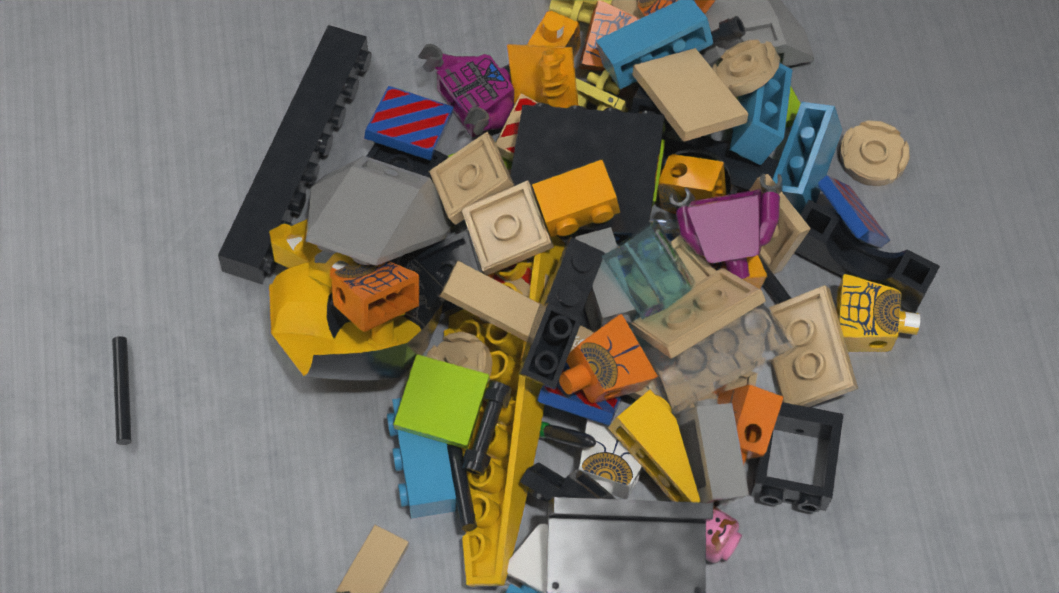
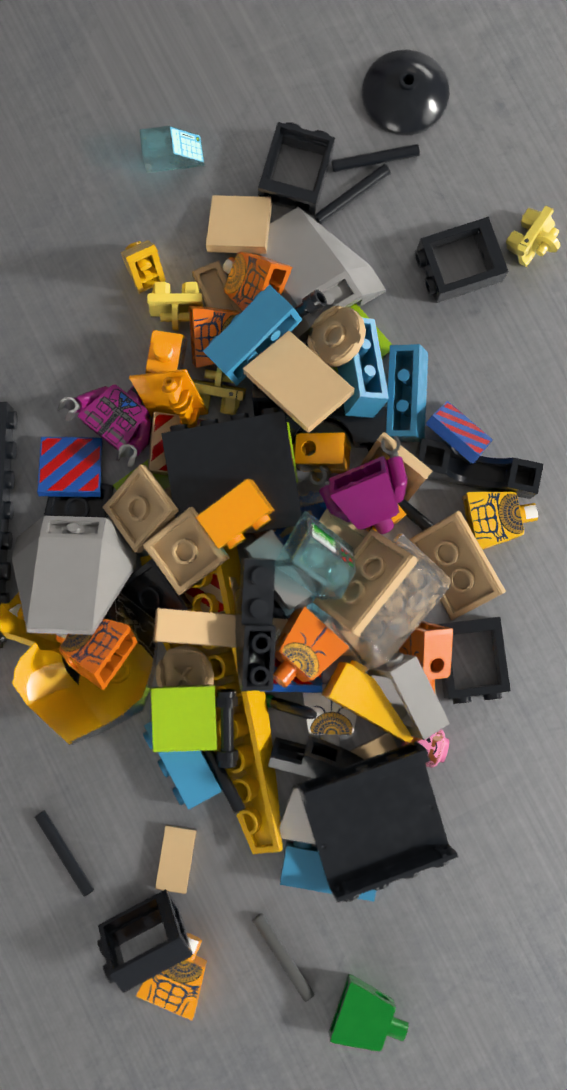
camera: 20 degrees left, 20 degrees up
(245, 520) = (64, 853): none -> black piece
(874, 153) = (458, 362): tan tile -> none
(907, 77) = (489, 250): none -> black window
(998, 54) = (538, 239): none -> light yellow hips

